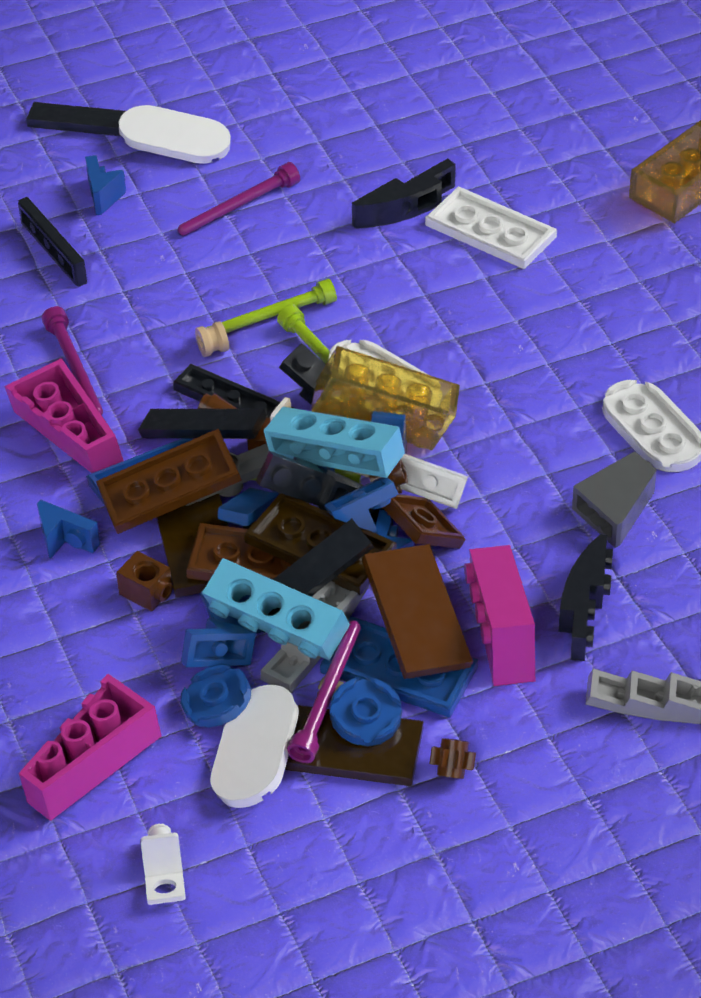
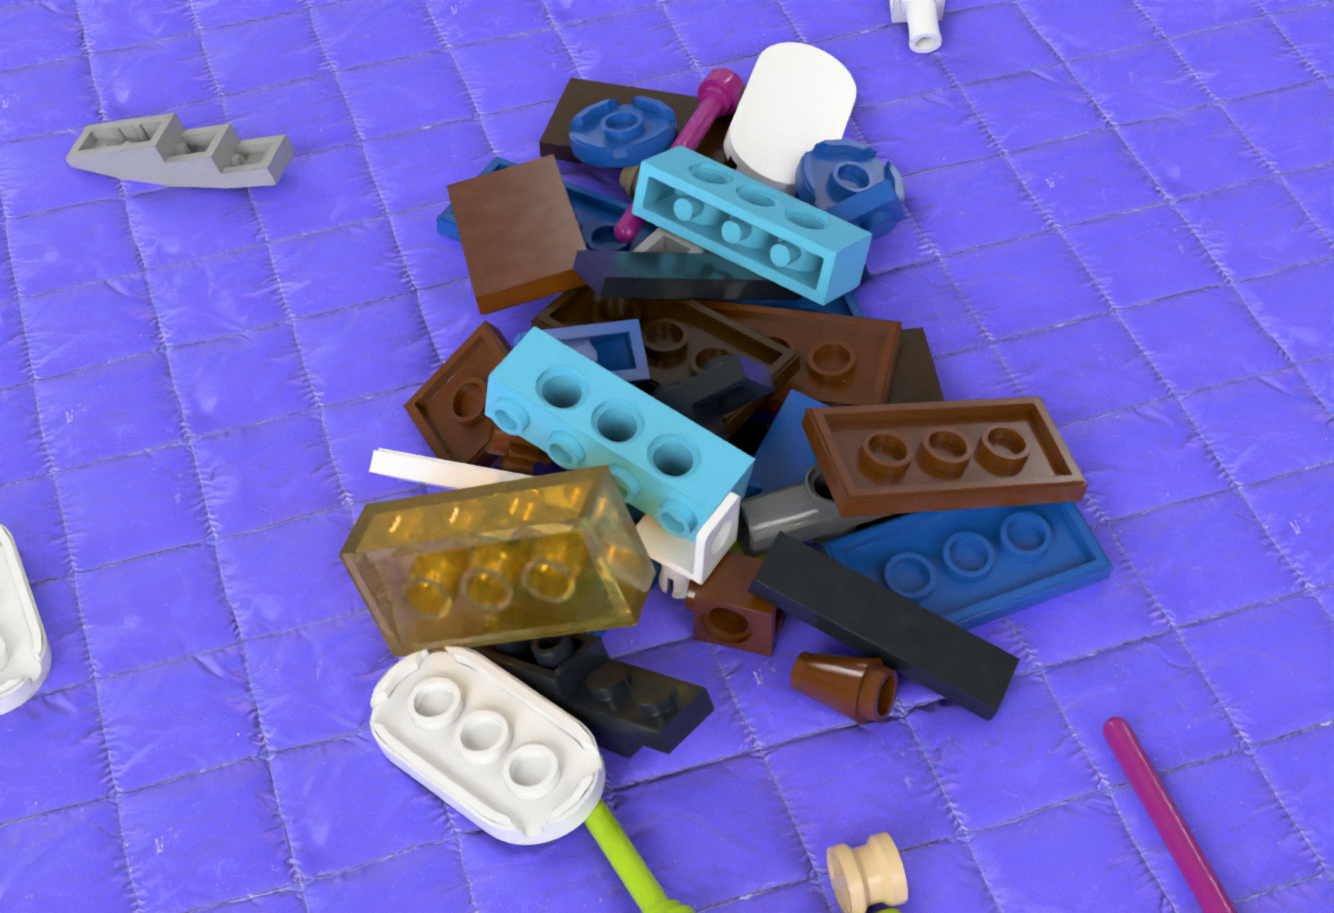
camera: 175 degrees left, 0 degrees up
(65, 415) = (1174, 670): dark pink wedge -> none
(65, 526) = (1144, 458): blue slope -> none
(90, 748) = (1028, 113): dark pink wedge -> none
(144, 581) = (976, 350): reddish brown brick -> none
(197, 382) = (823, 742): black tile -> none
(452, 758) = (499, 73): reddish brown gear -> none
(502, 614) = (379, 254): dark pink wedge -> none
(584, 593) = (233, 297): black slope -> none
(615, 496) = (104, 448): dark grey slope -> none

